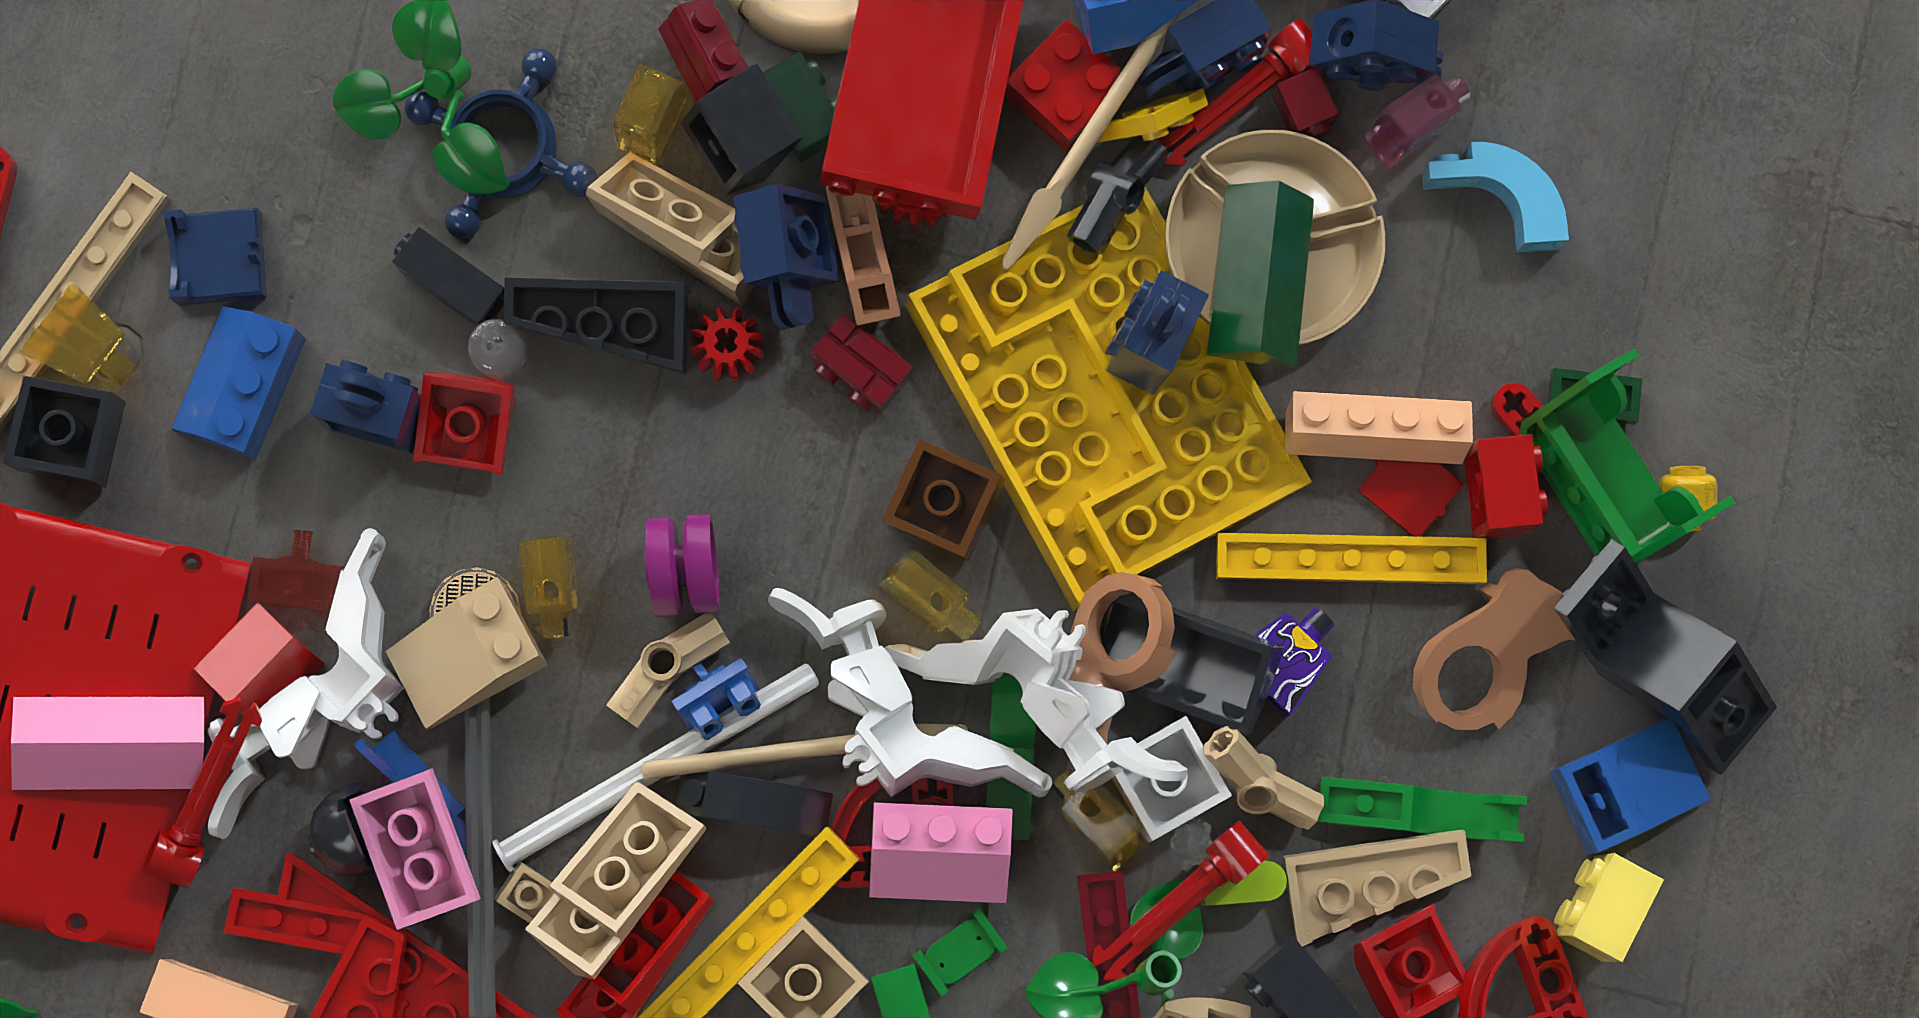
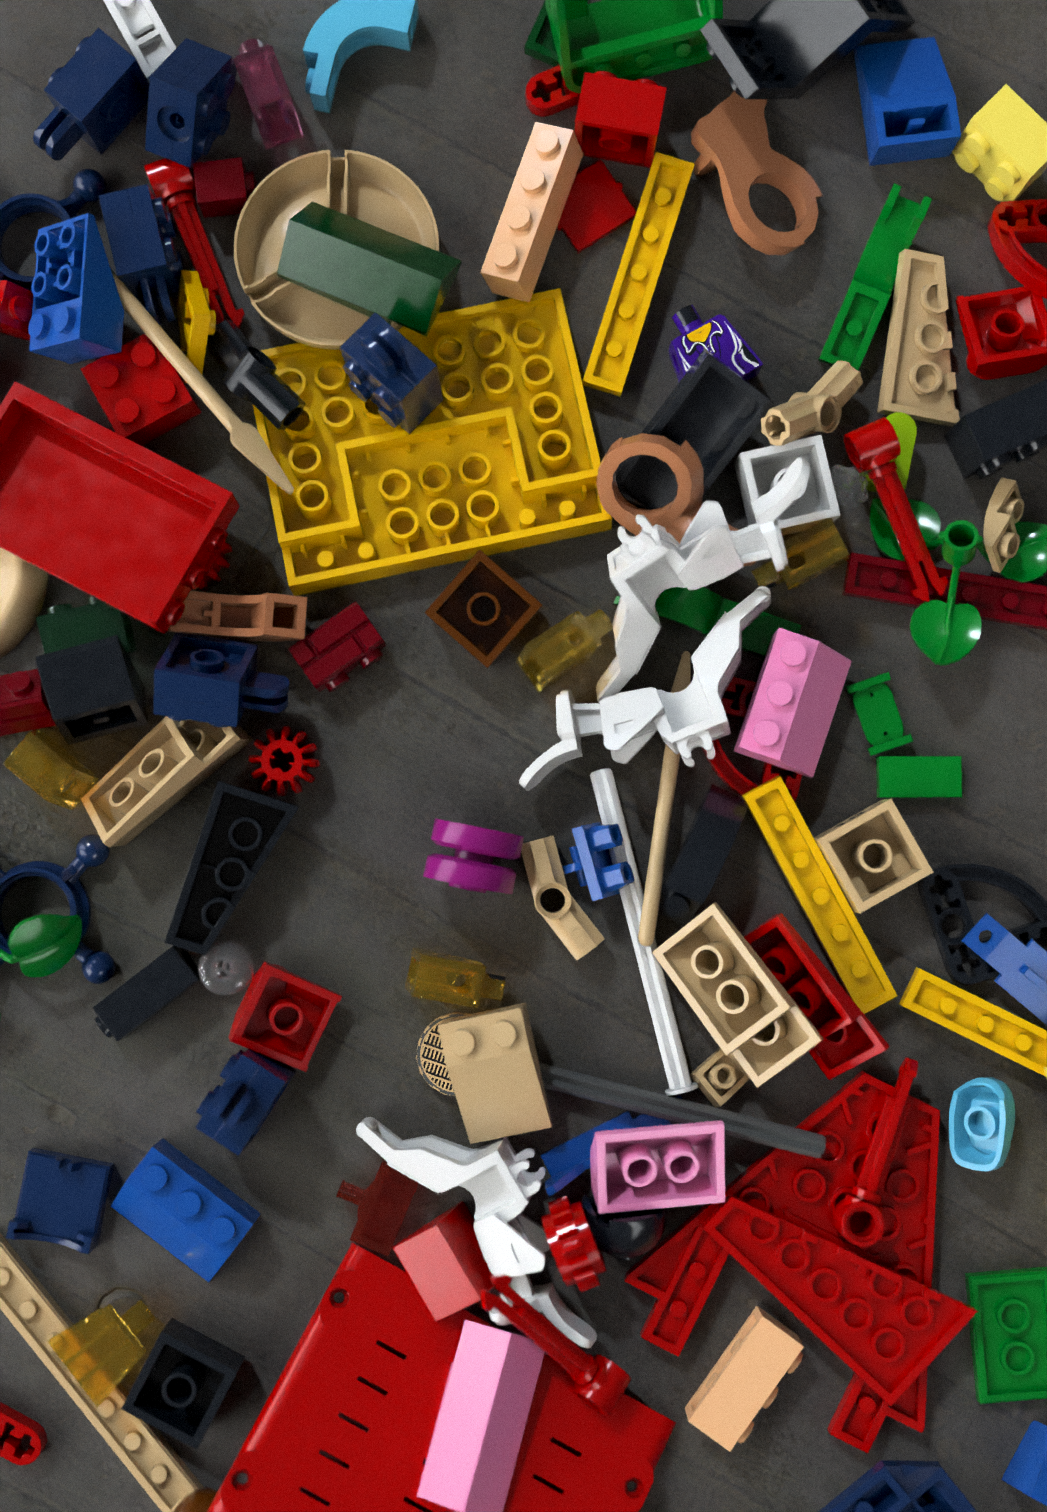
camera: 70 degrees left, 5 degrees up
(309, 783) = (573, 1244): none -> red gear

